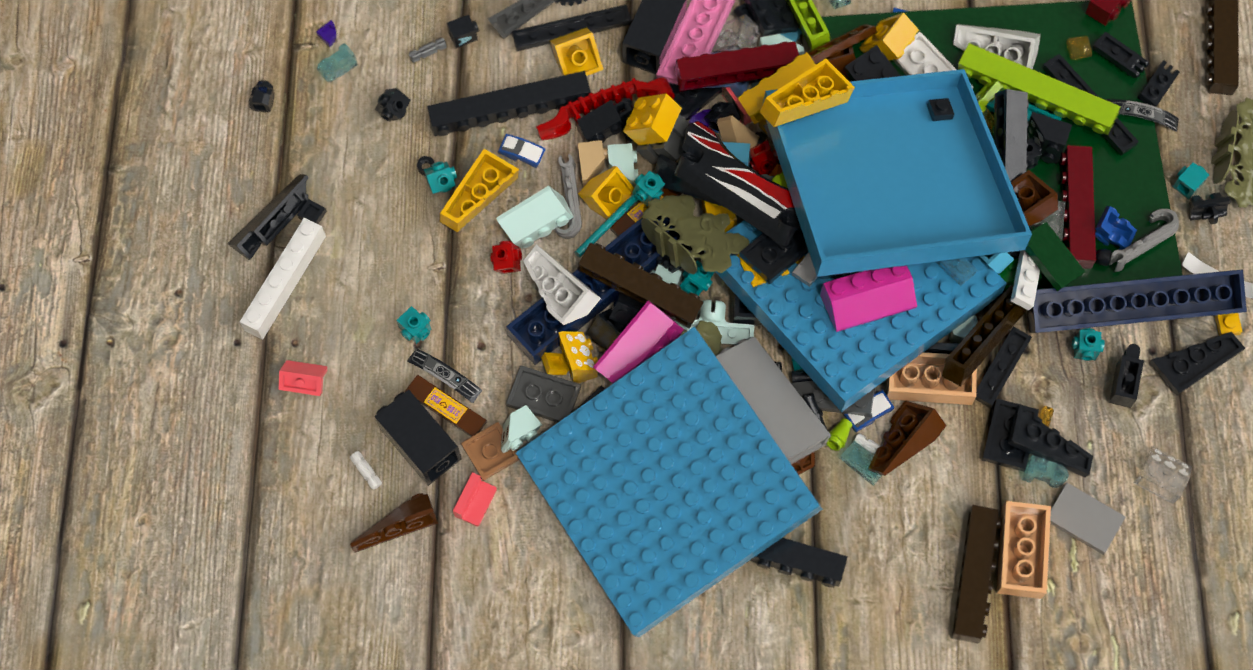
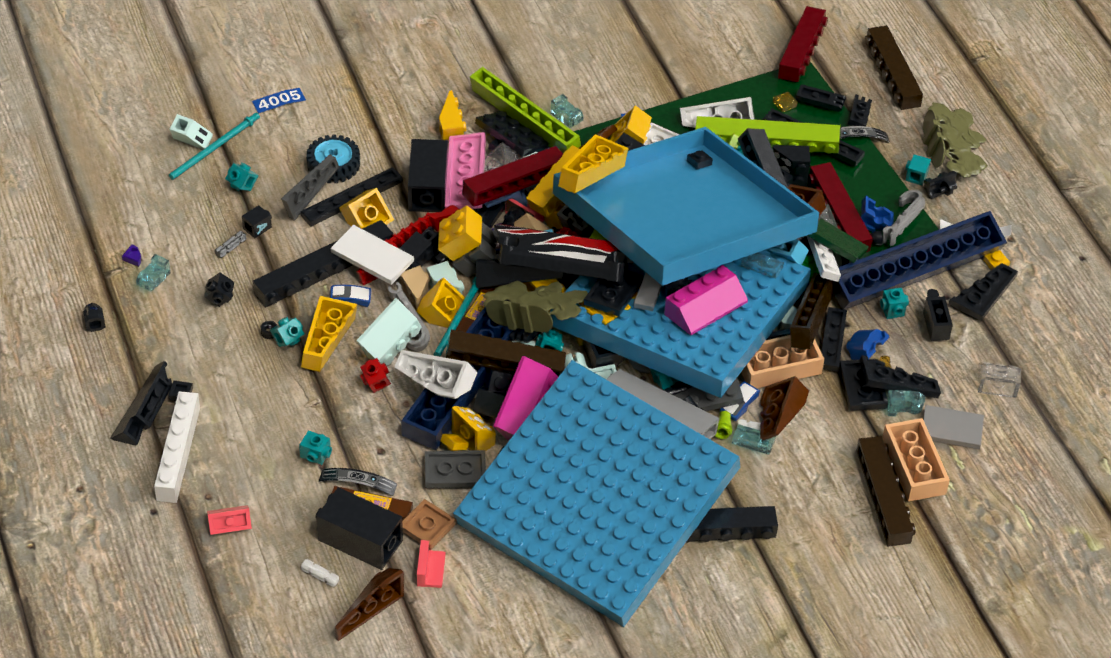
camera: 25 degrees left, 20 degrees down
(519, 427) = (446, 496): light aqua slope -> none
(557, 113) = (372, 254): none -> white tile
(648, 187) = (476, 288): teal brick -> none
(1032, 384) = (864, 343): none -> blue cylinder

